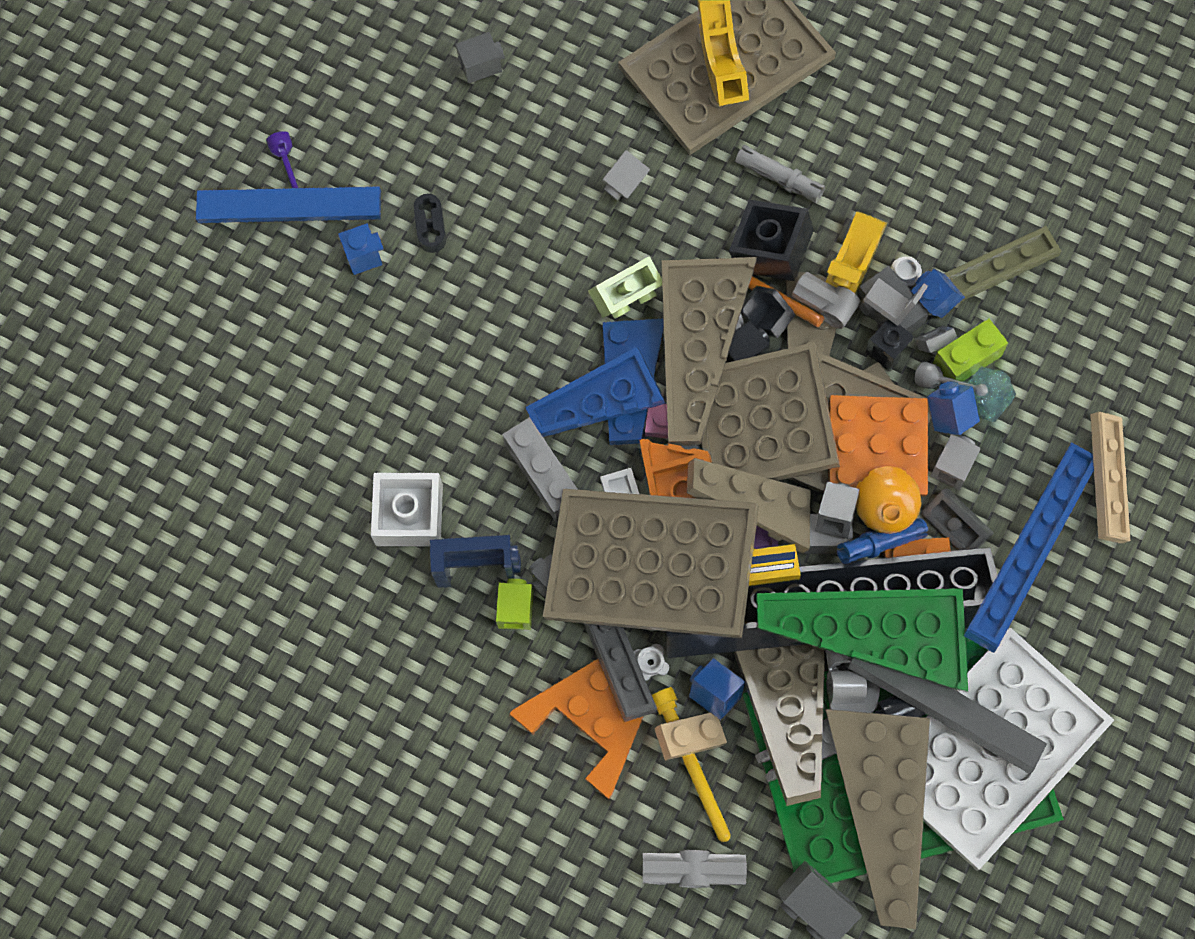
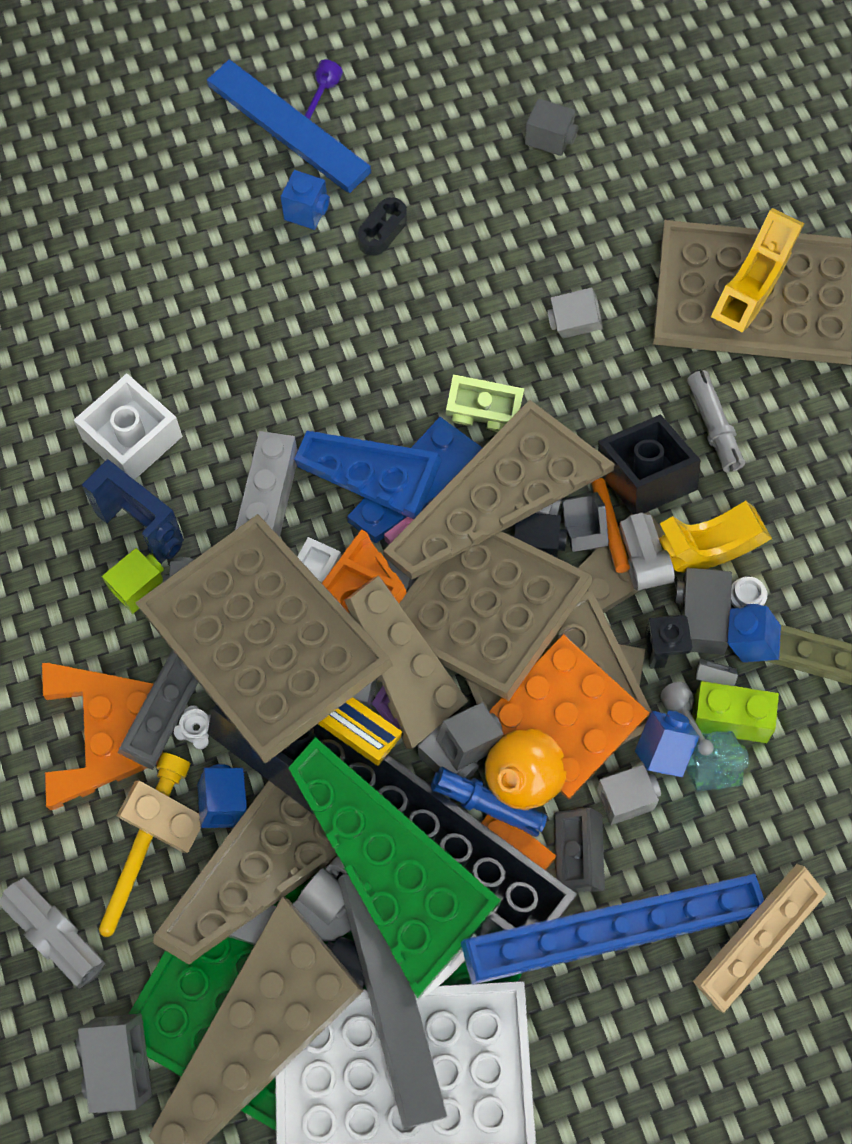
camera: 40 degrees right, 5 degrees down
(890, 302) = (698, 600): light grey bracket -> none

